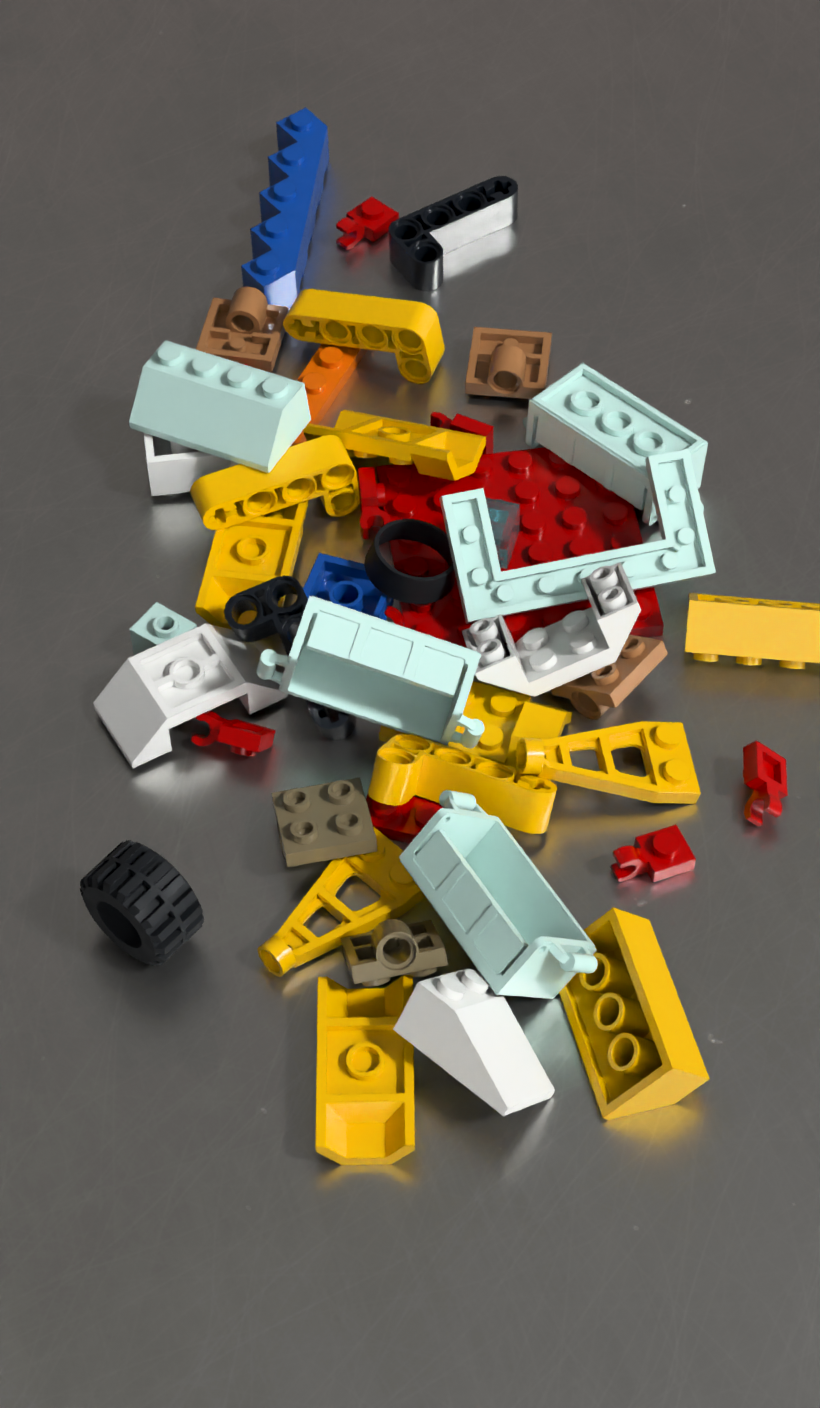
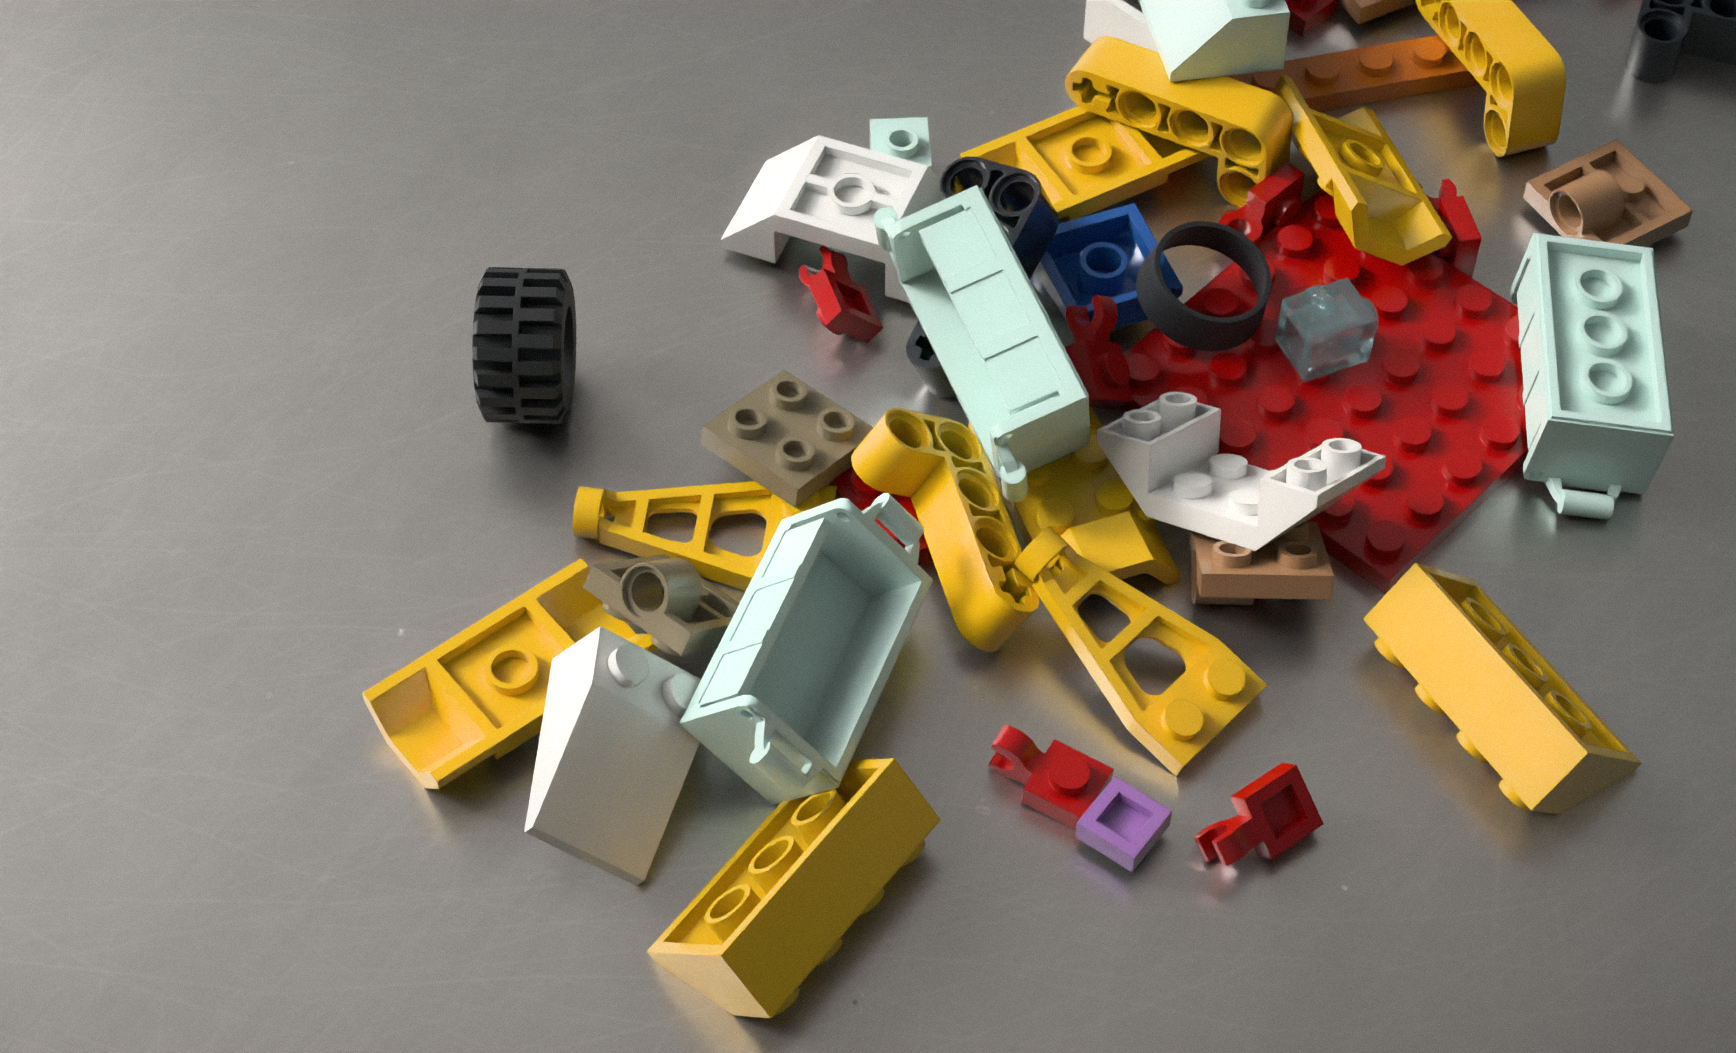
camera: 50 degrees right, 0 degrees up
(678, 557) = (1483, 520): light aqua plate -> none
(714, 843) = (1123, 824): none -> medium lavender plate

